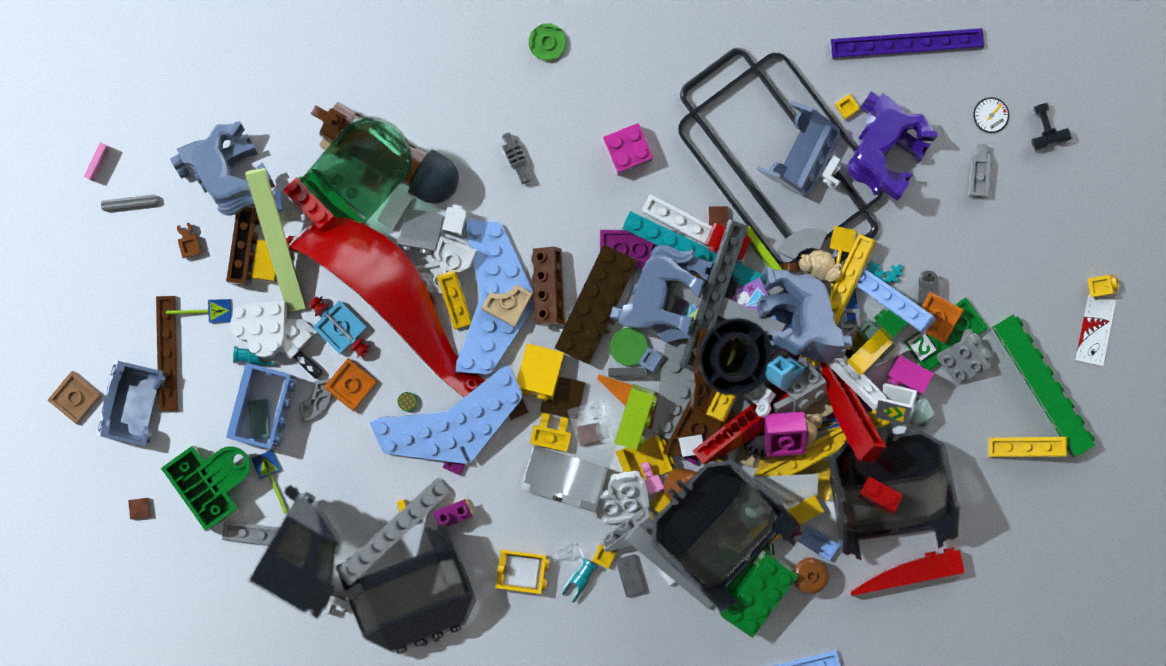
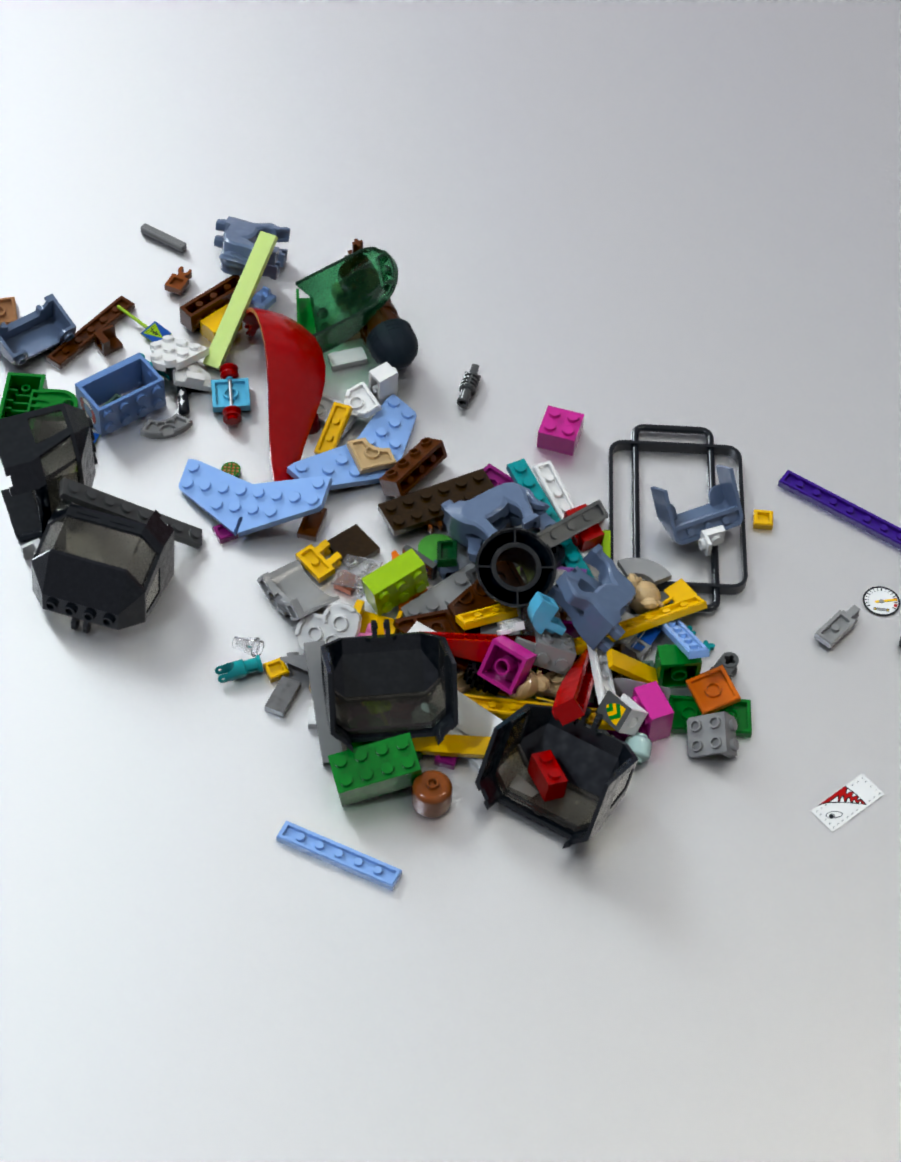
camera: 35 degrees right, 35 degrees down
(96, 161) = (166, 201): bright pink tile -> none
(192, 353) = (107, 341): none -> reddish brown panel
(310, 204) = (287, 304): red plate -> none
(350, 384) = (200, 431): orange tile -> none
(420, 231) = (346, 377): light grey bracket -> none
(453, 513) = (190, 556): magenta hips -> none
(522, 571) = (201, 631): window -> none
(540, 371) = (351, 513): yellow brick -> none
(547, 42) = (561, 340): bright green tile -> none
(645, 351) = (447, 553): none -> dark green tile
(818, 543) = (462, 784): light blue tile -> none
(885, 128) = (774, 542): dark purple piece -> none
(914, 571) = (523, 857): red slope -> none
(921, 346) = (682, 706): white sticker -> none
(1028, 447) = (711, 835): yellow tile -> none
(1043, 386) = (764, 806): green brick -> none
(1103, 285) = (882, 769): yellow bracket -> none

